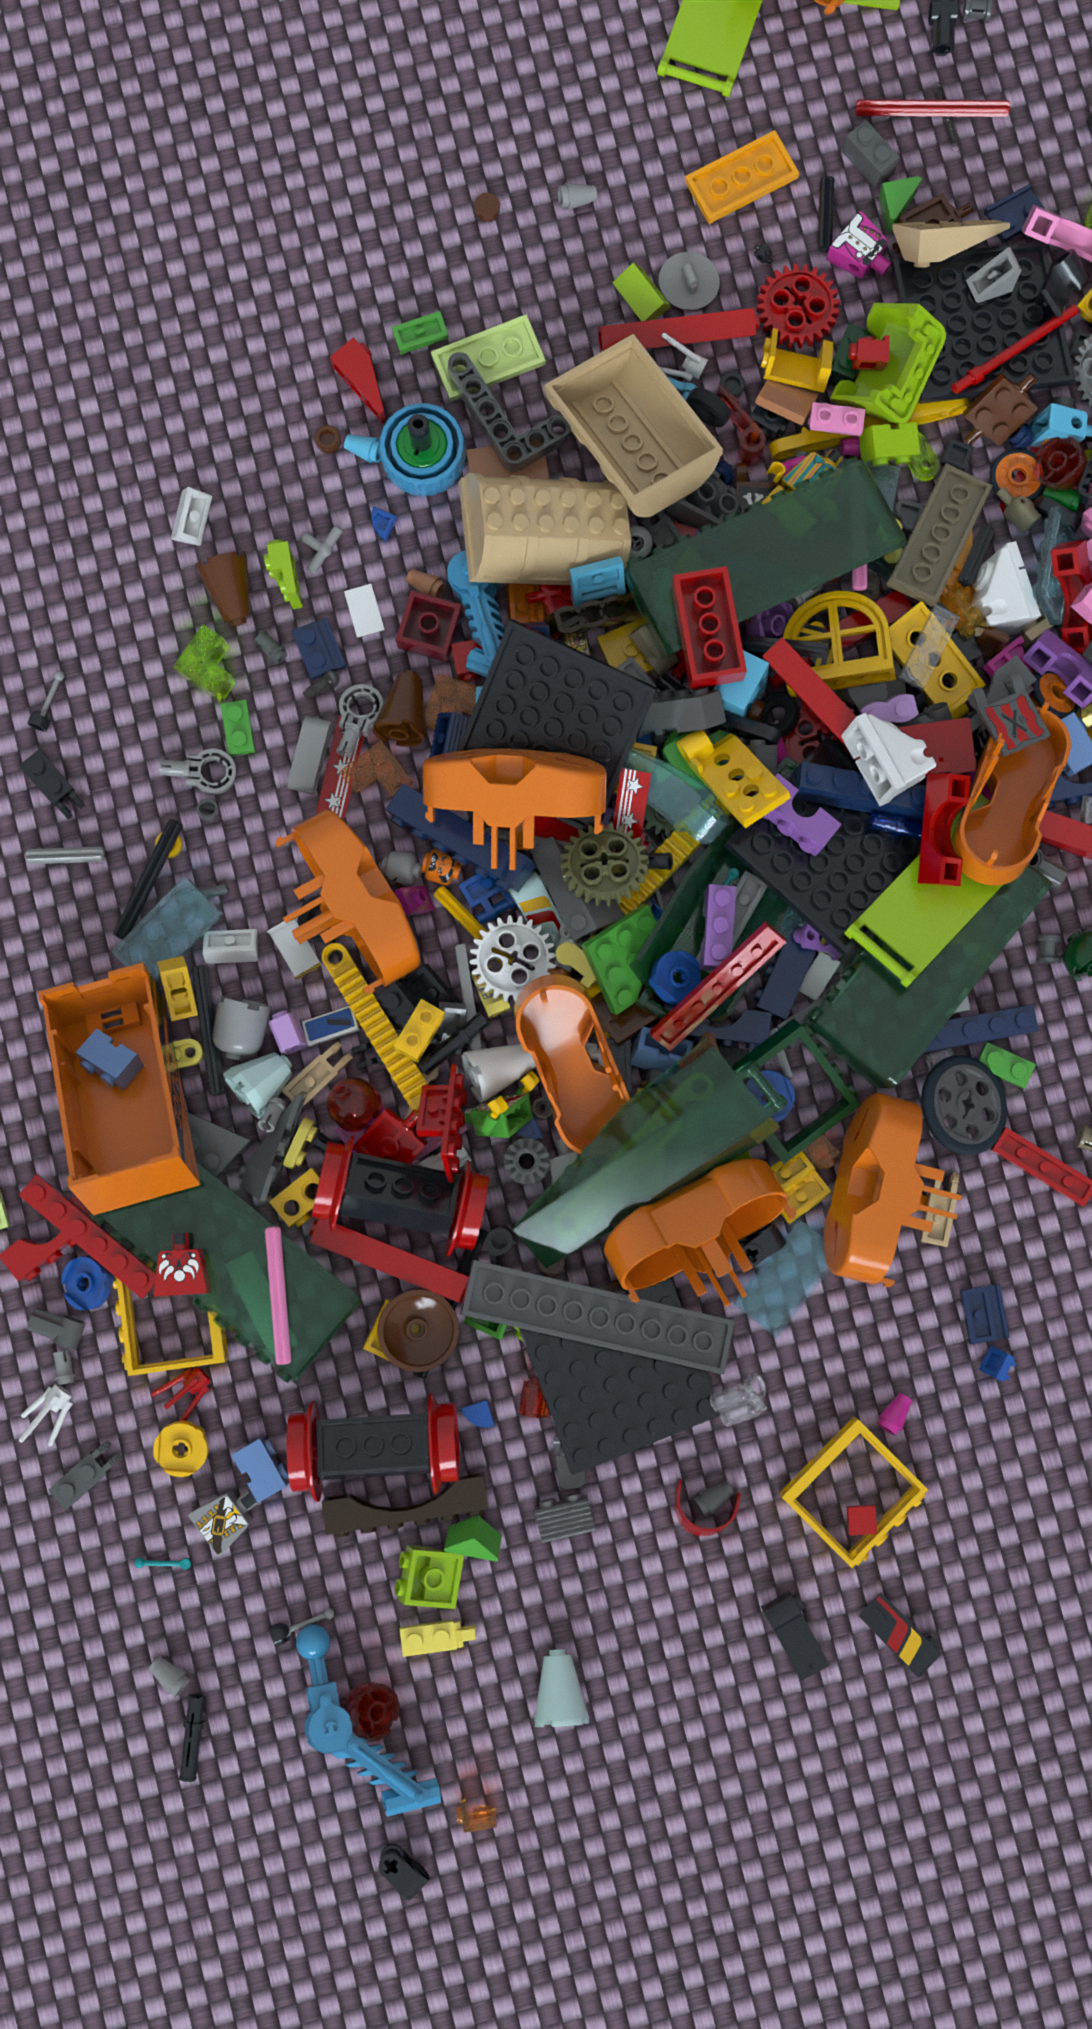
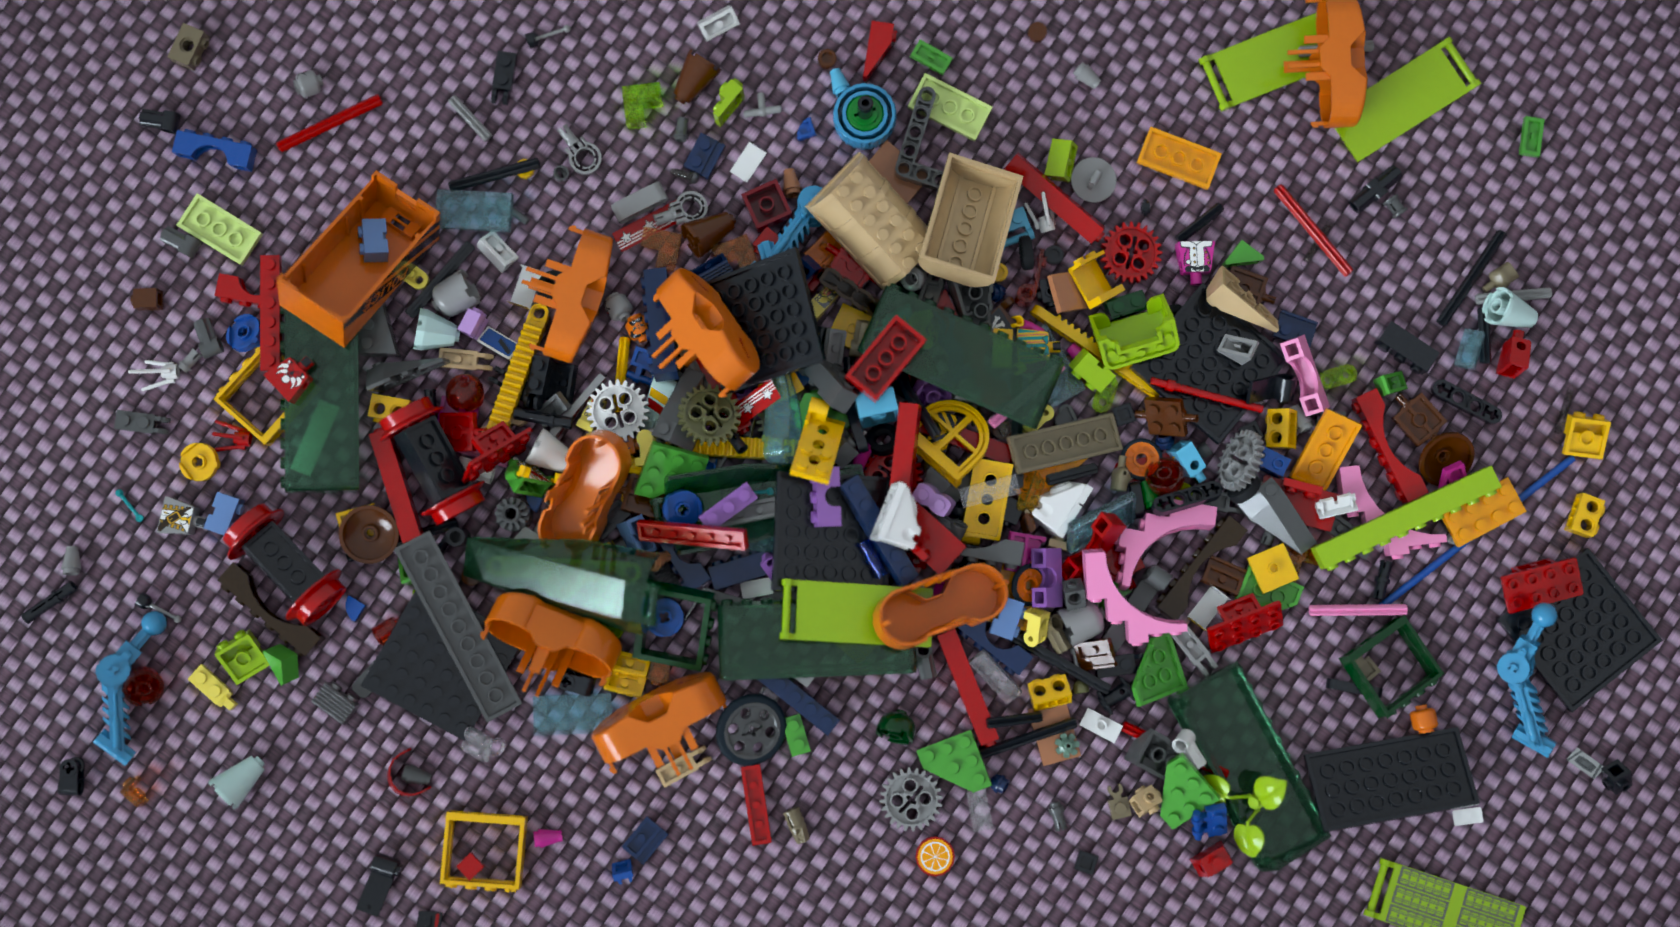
camera: 45 degrees right, 0 degrees up
(177, 988) = (446, 242): yellow brick -> none
(238, 728) = (621, 150): bright green plate -> none
(274, 1109) = (419, 353): light grey pin -> none
(278, 1295) = (324, 438): bright pink axle -> none
(304, 1134) = (428, 381): light yellow plate -> none
(415, 900) = (605, 329): magenta plate -> none
(419, 1030) = (531, 393): yellow brick -> none
(597, 580) = (868, 275): medium azure plate -> none
(756, 710) = (873, 426): reddish brown tile -> none
(836, 419) = (1076, 330): bright pink bracket -> none
(869, 353) = (1131, 315): red brick -> none
(870, 154) = (1255, 218): dark grey brick -> none
(943, 799) = (866, 596): red arch -> none
(1012, 716) = (982, 571): dark grey flag -> none
(1048, 949) = (881, 703): dark grey bush -> none

